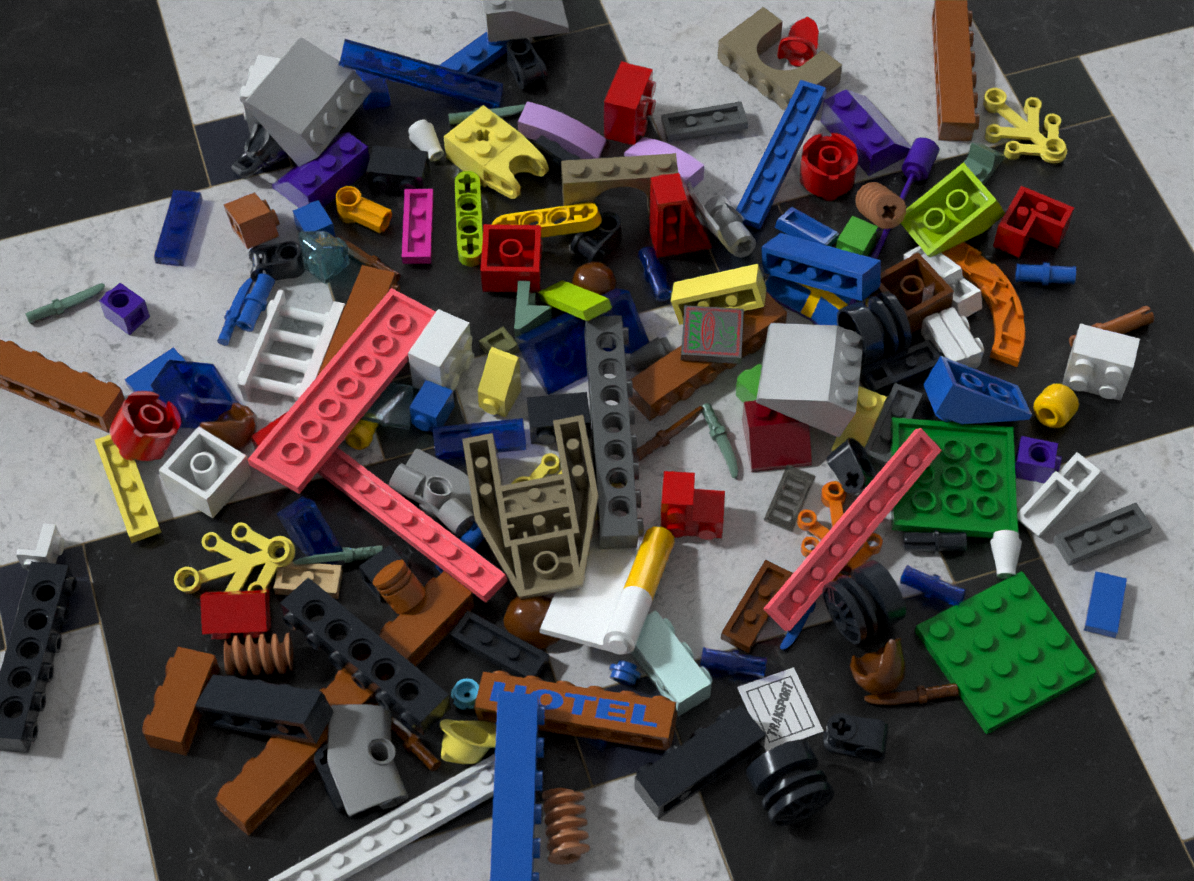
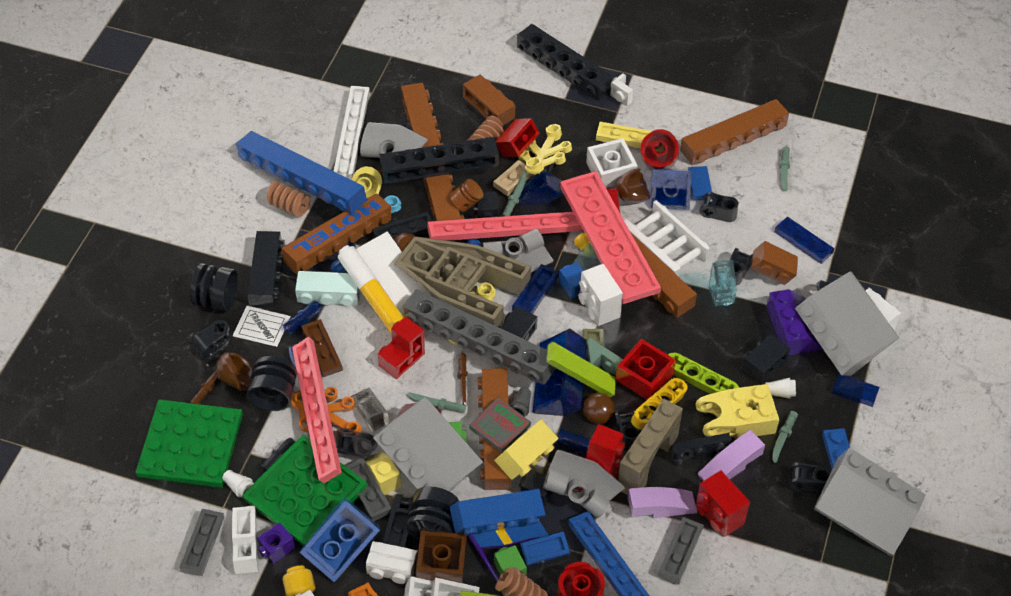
camera: 125 degrees right, 5 degrees down
(124, 308) = (757, 185): dark purple brick -> none
(191, 329) = (721, 207): none -> black piece
(233, 313) = (716, 233): blue piece -> none
(255, 302) = (715, 244): blue pin -> none
(264, 708) = (449, 116): black brick -> none
(313, 218) = (751, 296): blue brick -> none
(355, 208) = (746, 324): light orange piece -> none
(366, 259) = (705, 313): reddish brown piece -> none
(417, 226) = (713, 346): dark pink plate -> none
(420, 74) = (833, 404): clear blue tile -> none
(499, 383) = (559, 314): light yellow slope -> none
(932, 586) = (254, 434): clear blue pin -> none
(1105, 604) = (165, 512): blue tile -> none

